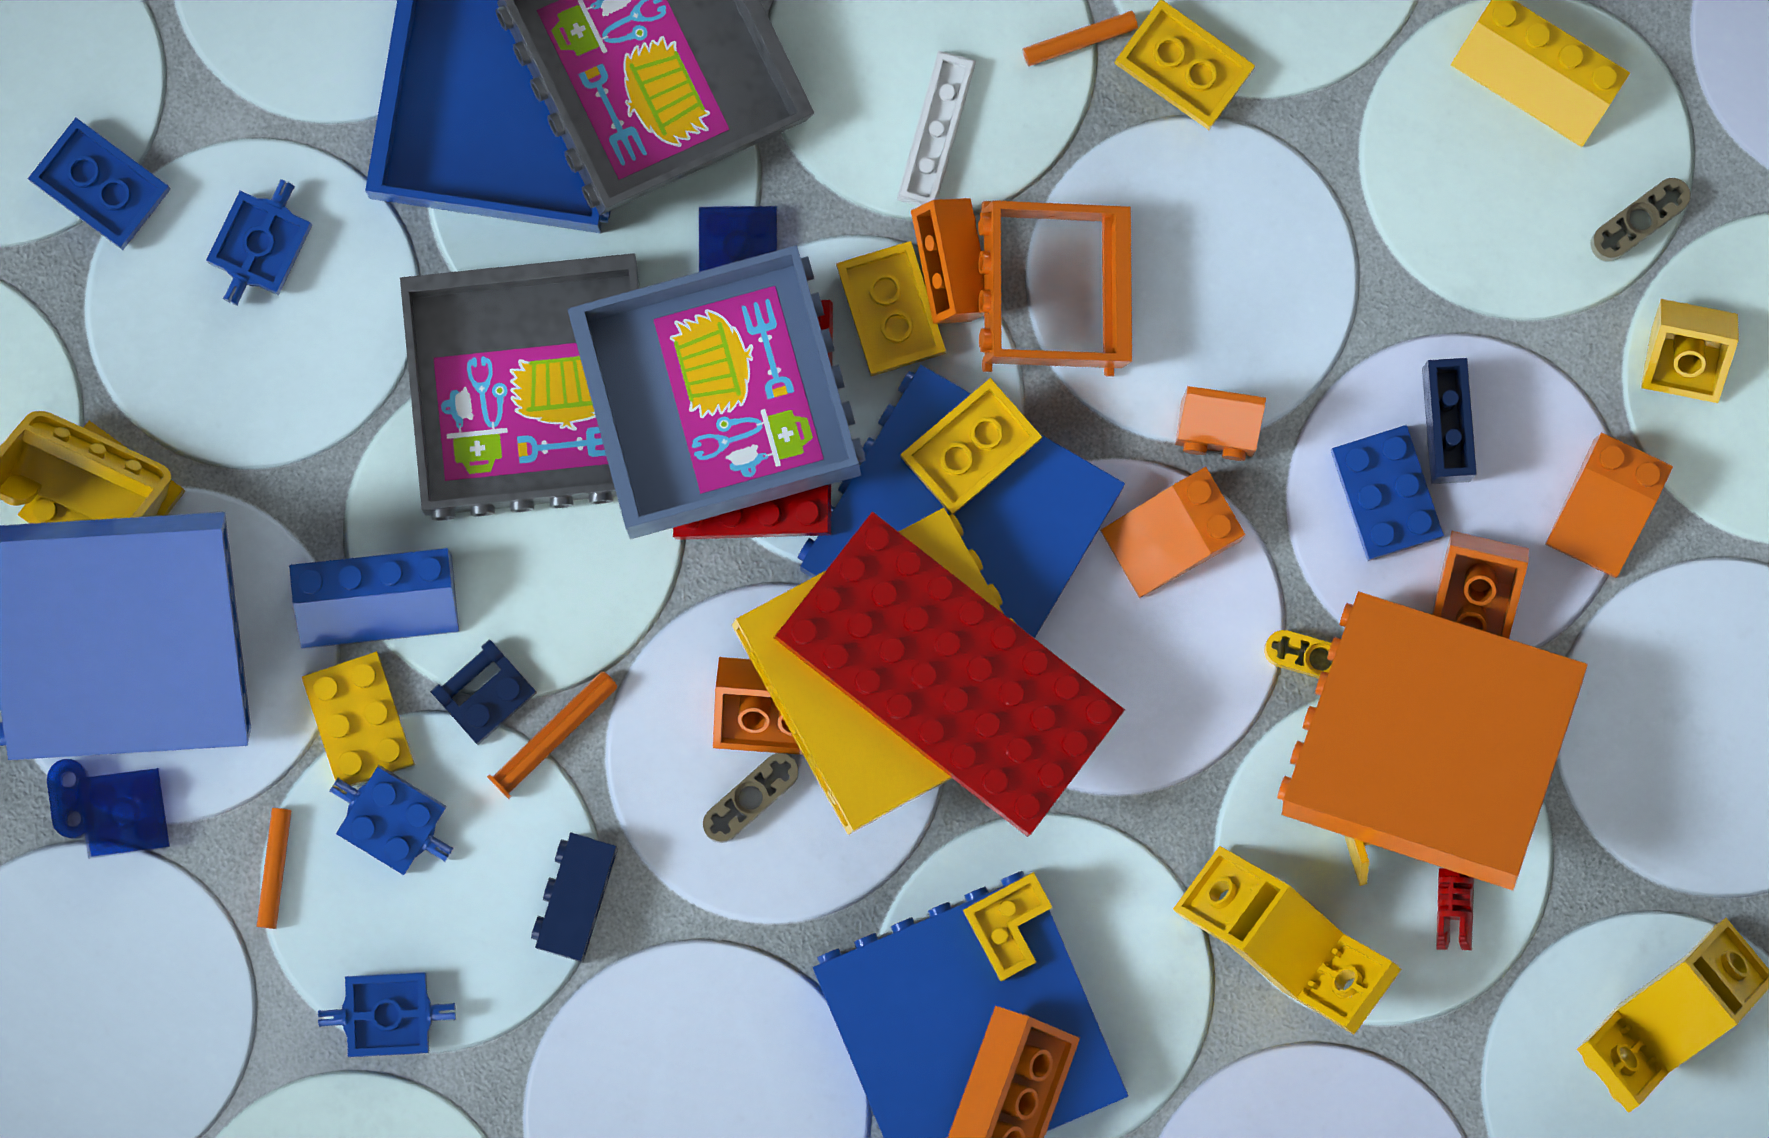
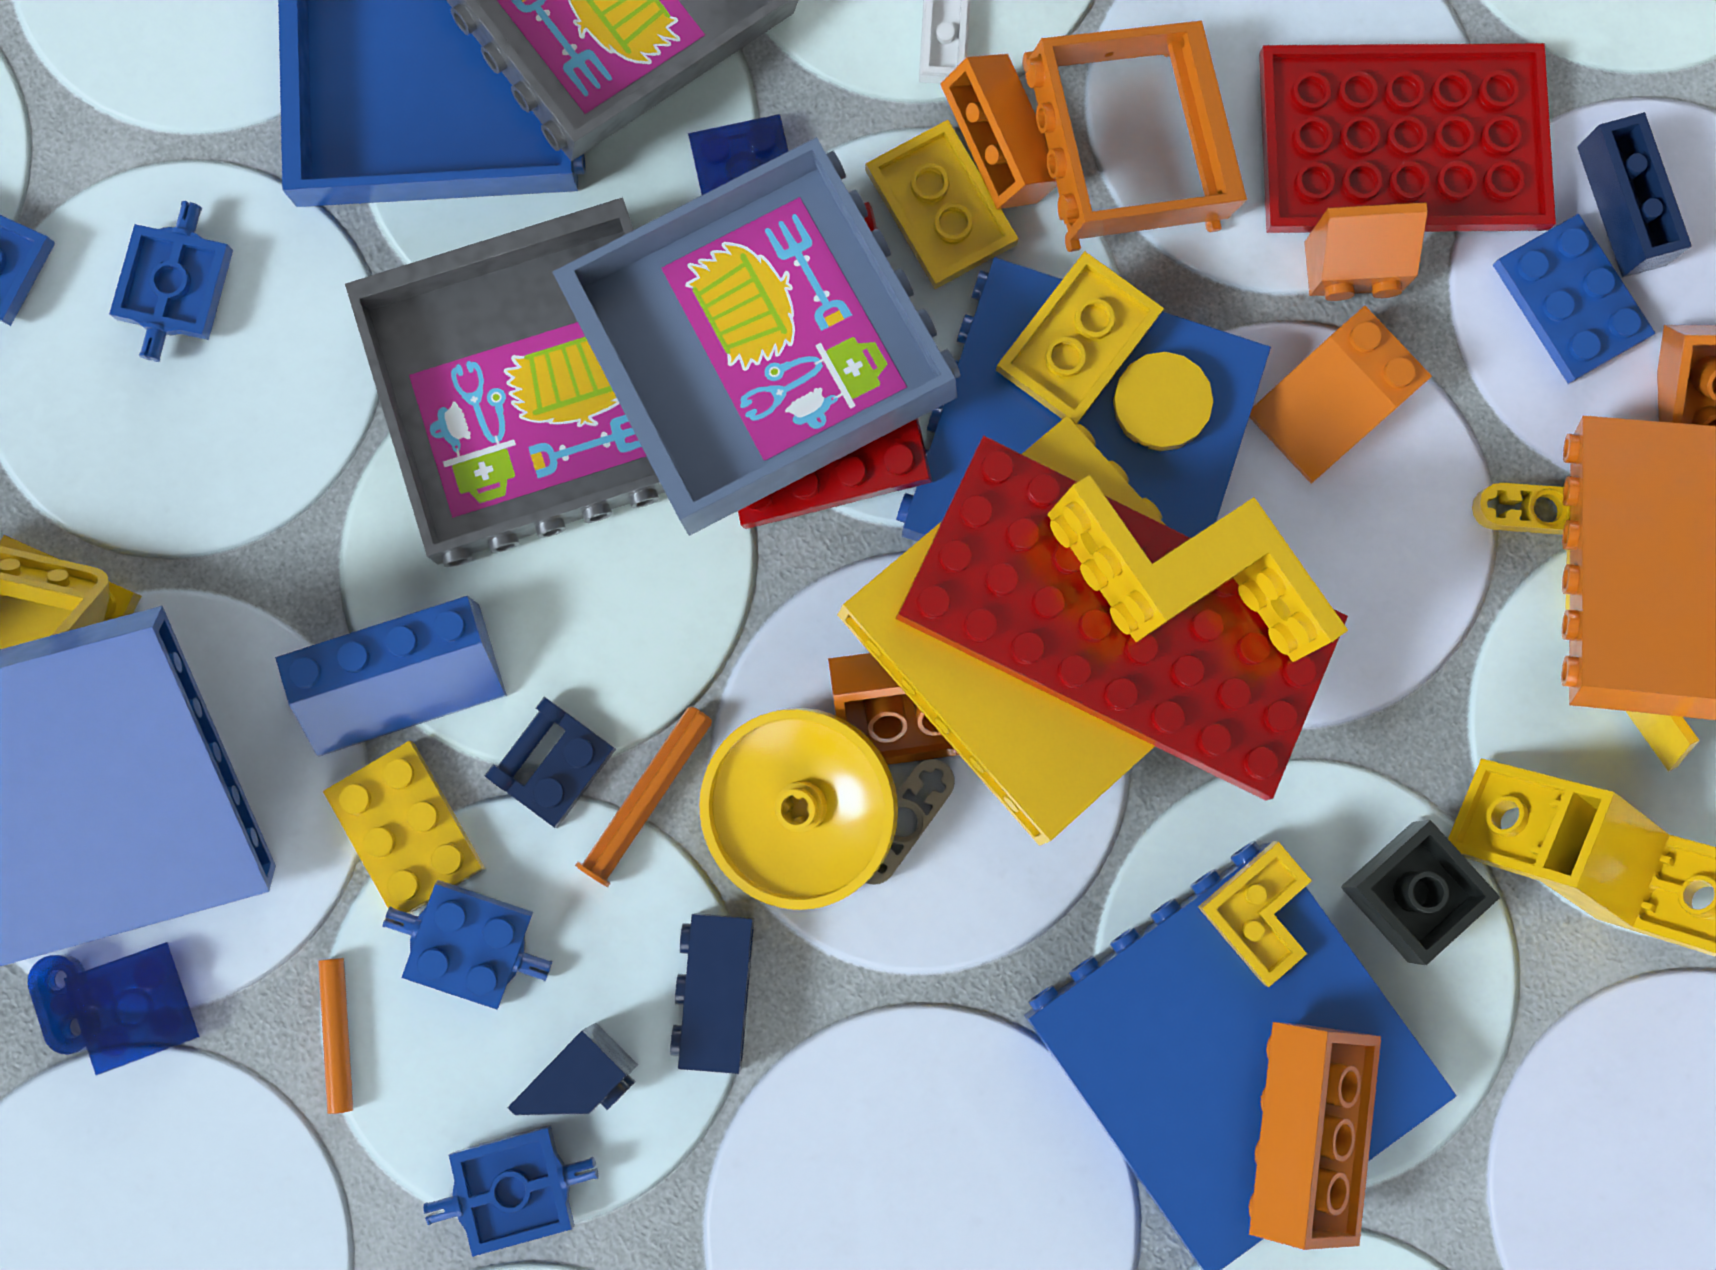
camera: 10 degrees left, 0 degrees up
(458, 937) = (580, 1078): none -> dark blue slope
(670, 768) = (798, 808): none -> yellow dish
(1001, 650) = (1236, 546): none -> yellow bracket
(1026, 509) = (1163, 401): none -> yellow tile
(1139, 936) = (1420, 892): none -> pearl dark grey brick
(1282, 329) = (1405, 128): none -> red plate

